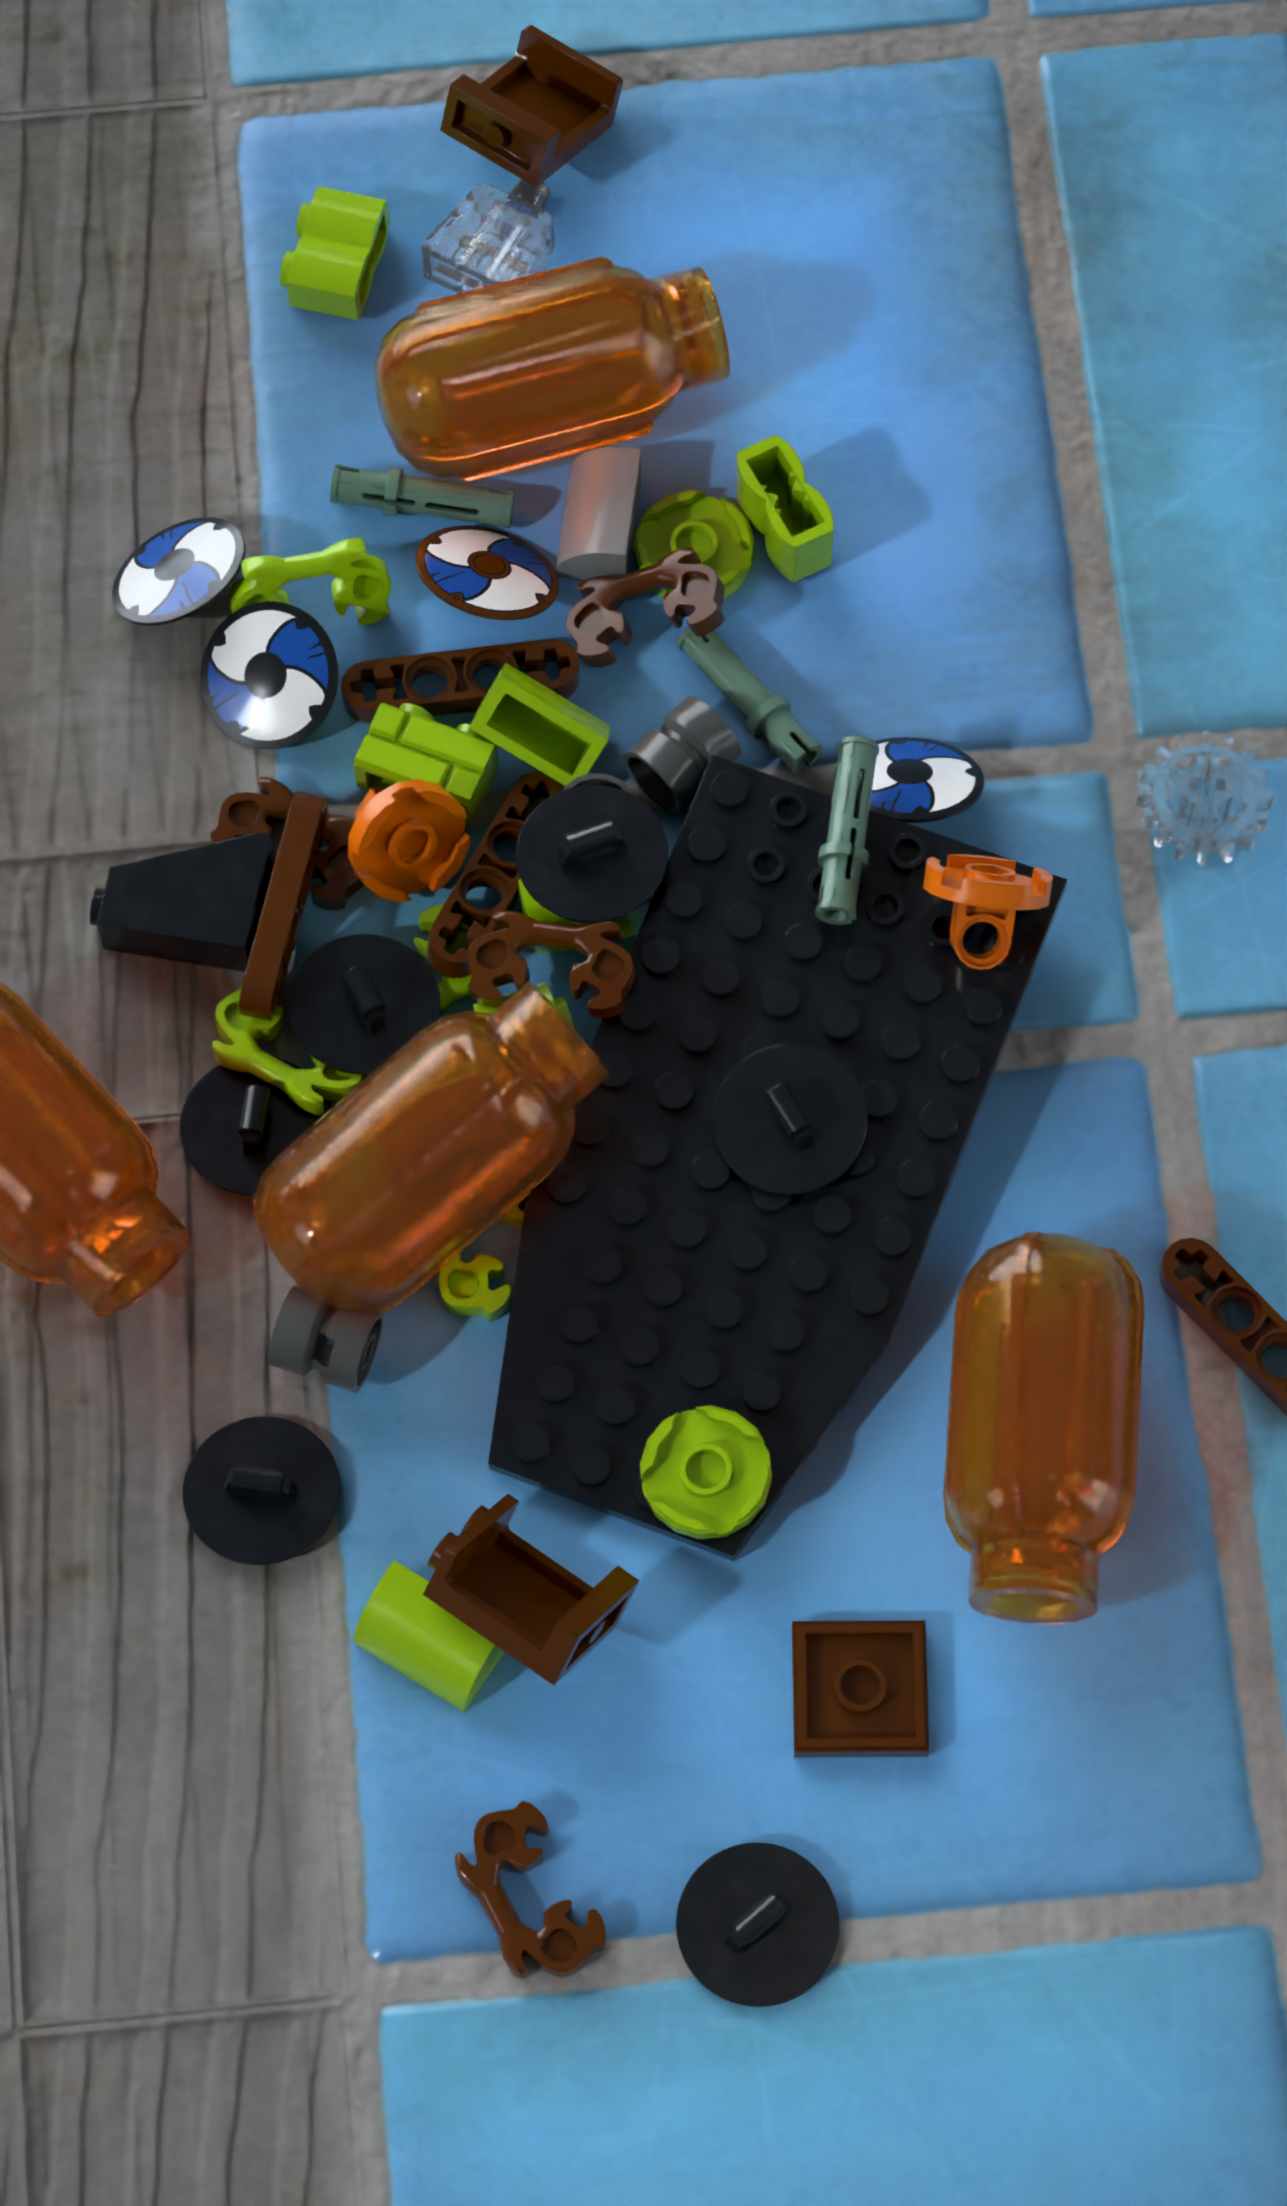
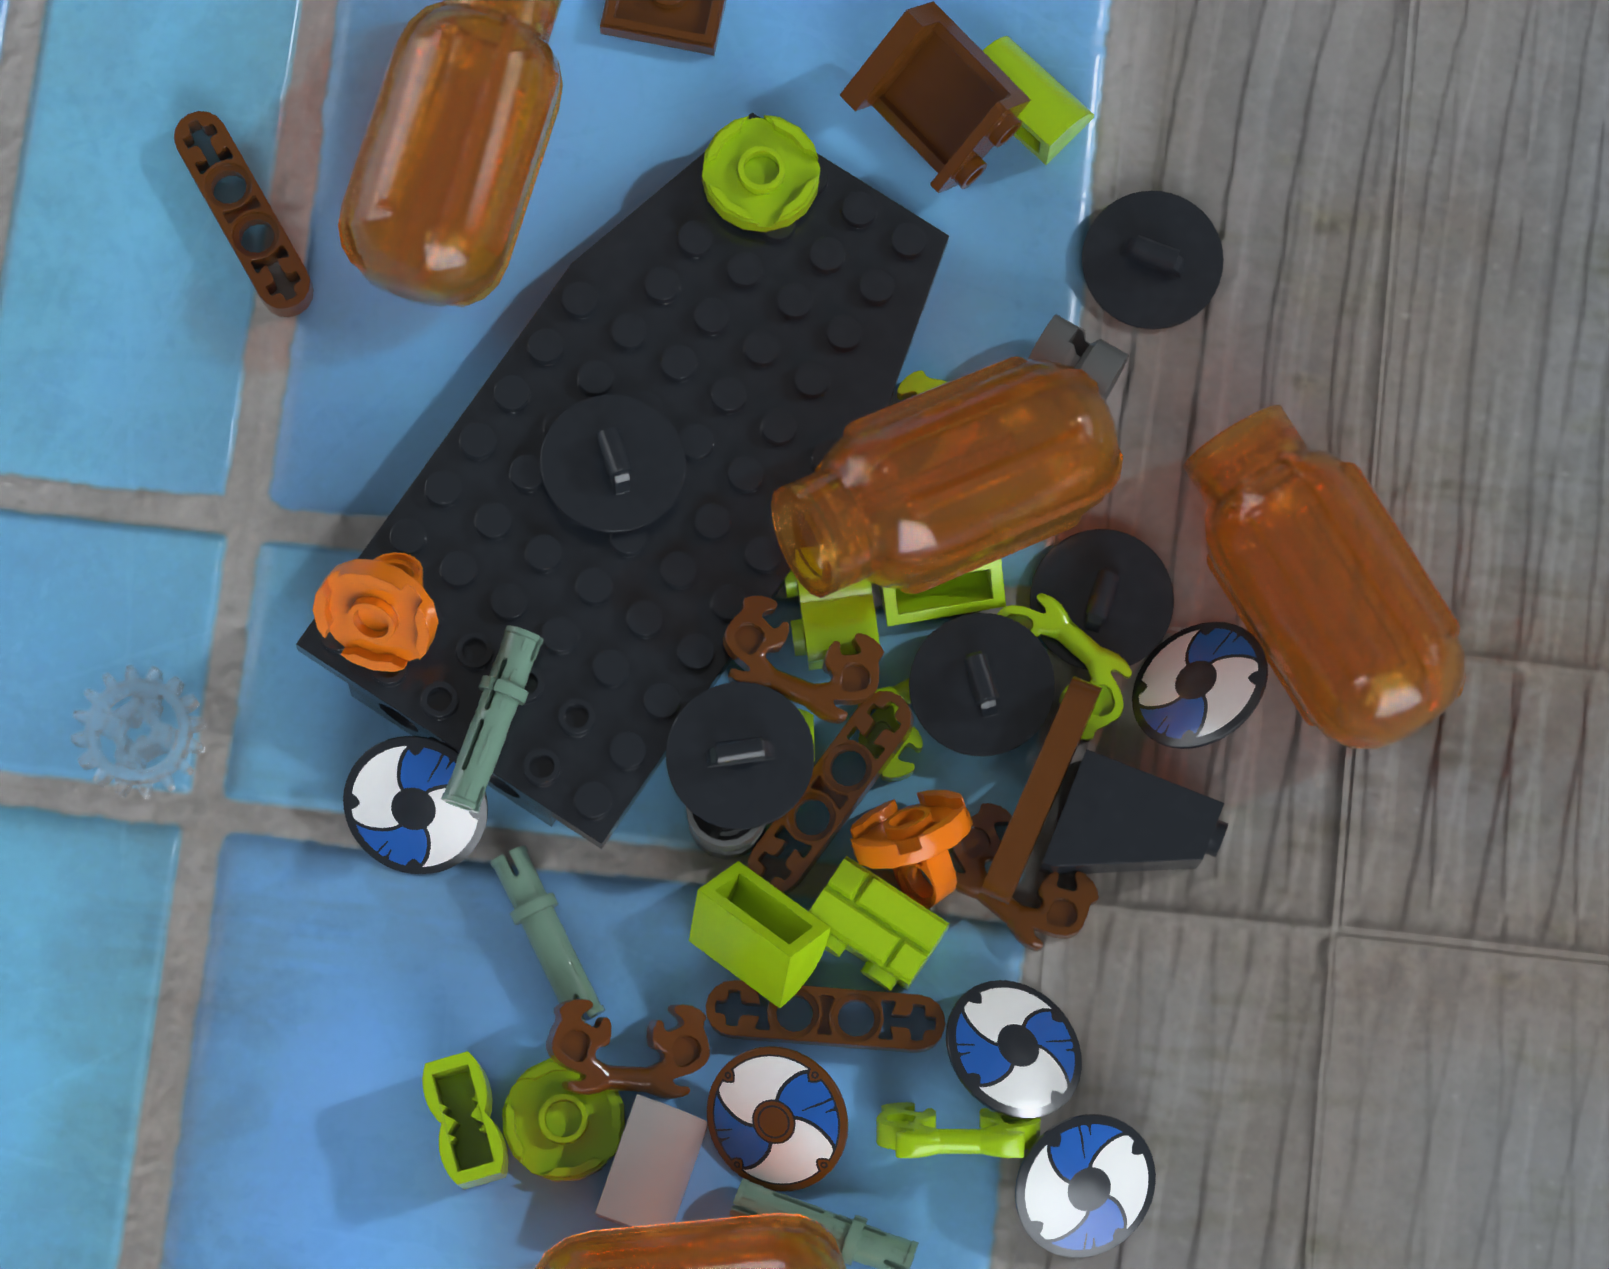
camera: 170 degrees left, 10 degrees up
(141, 1038) = (1200, 685): none -> shield
(673, 761) = (627, 876): dark grey wheel -> none

